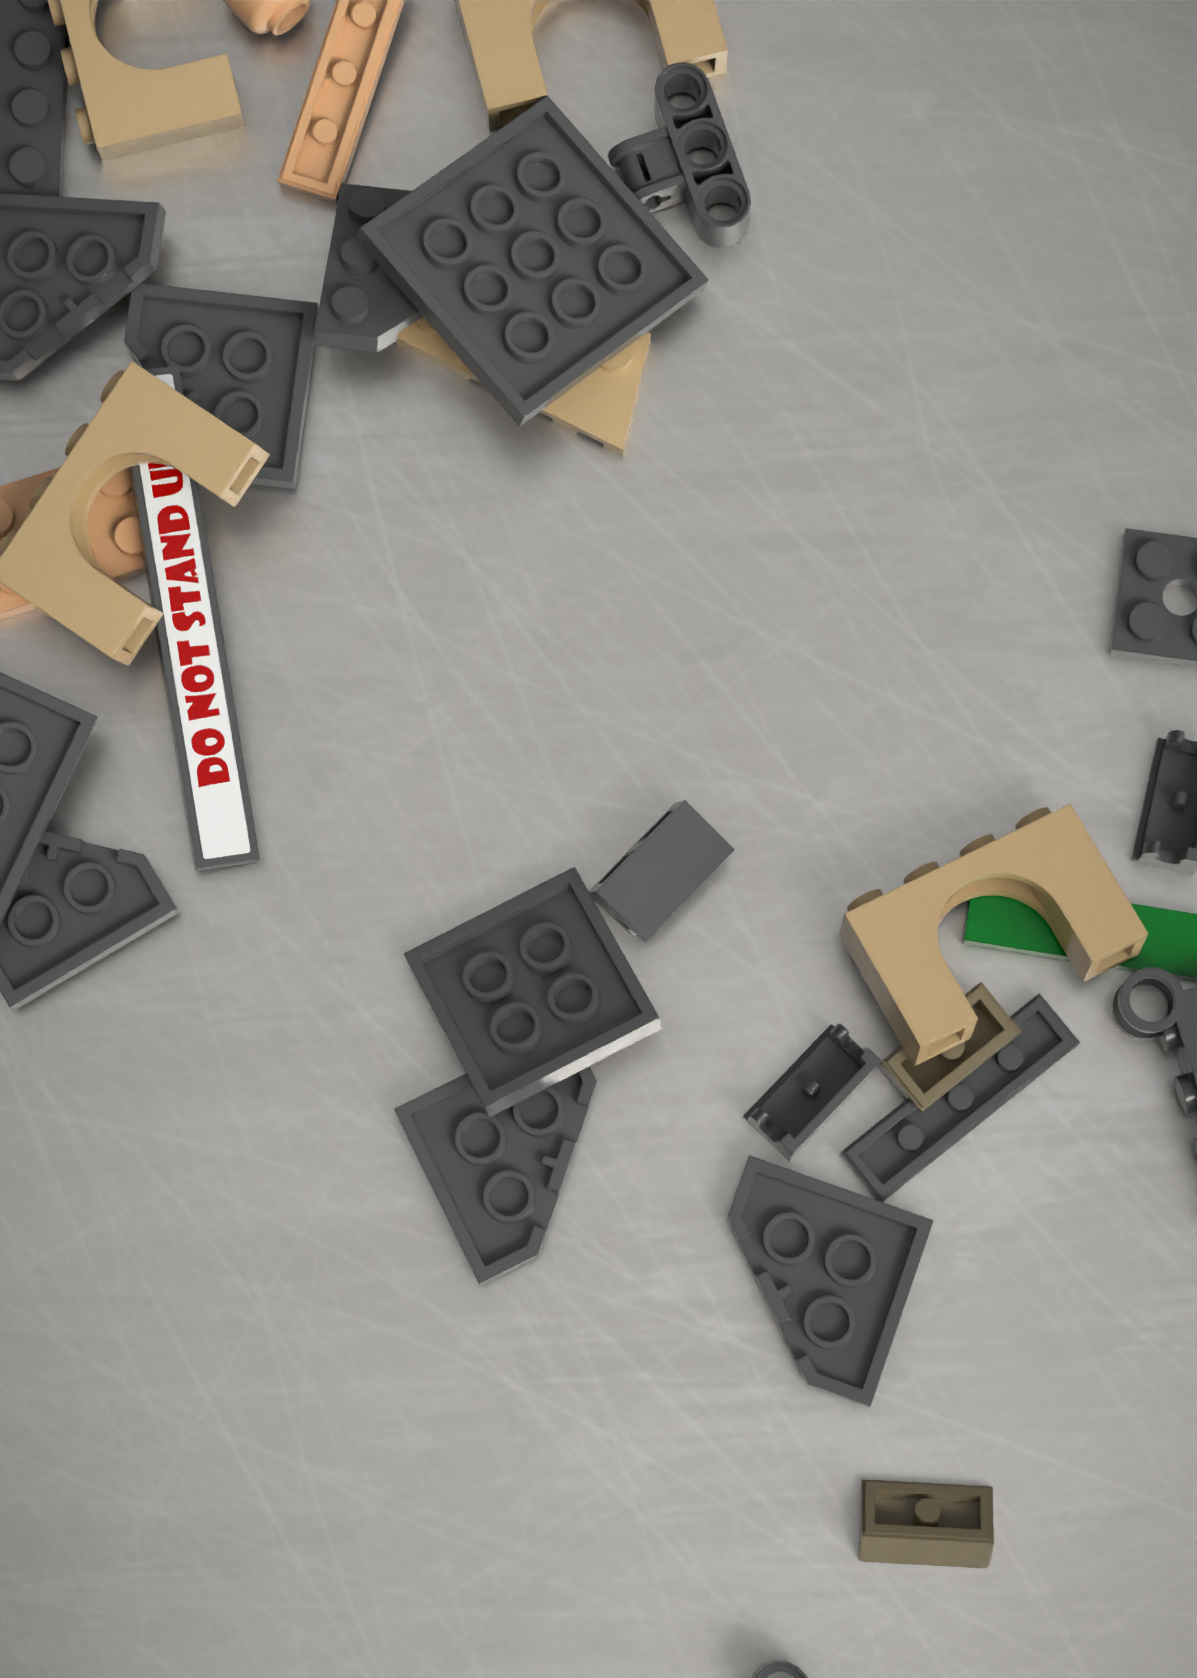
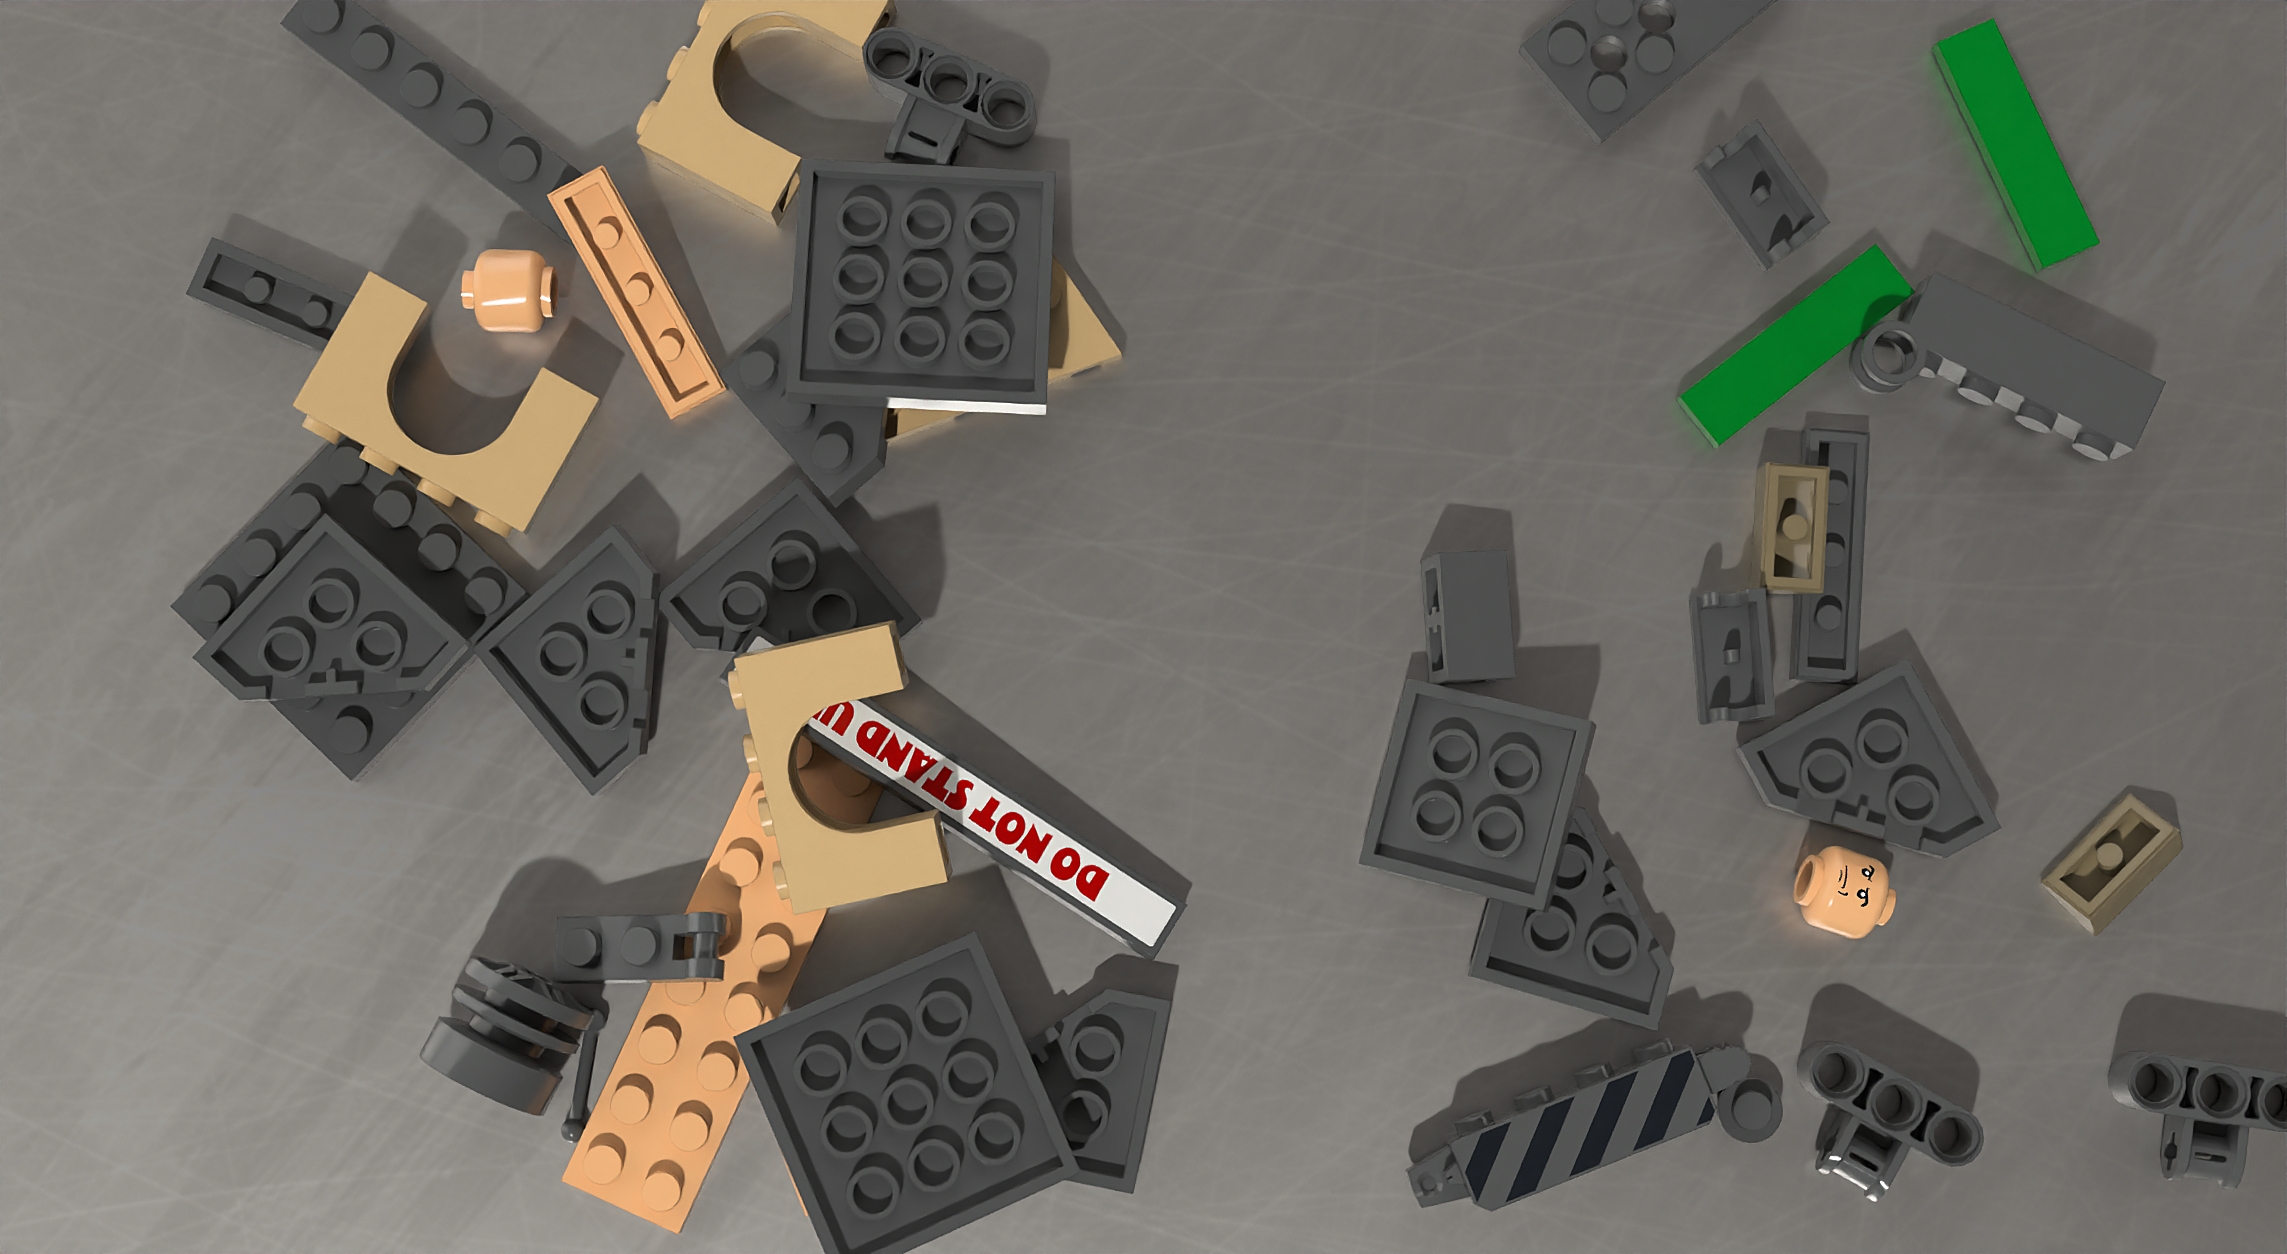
camera: 50 degrees left, 5 degrees up
(353, 1291) = (1578, 1128): none -> dark grey hinge
(484, 1410) = (1750, 1110): none -> dark grey plate
(545, 1515) = (1867, 1135): none -> dark grey piece
(711, 1331) = (1844, 892): none -> light nougat head
(1042, 864) = (1729, 335): tan arch -> none

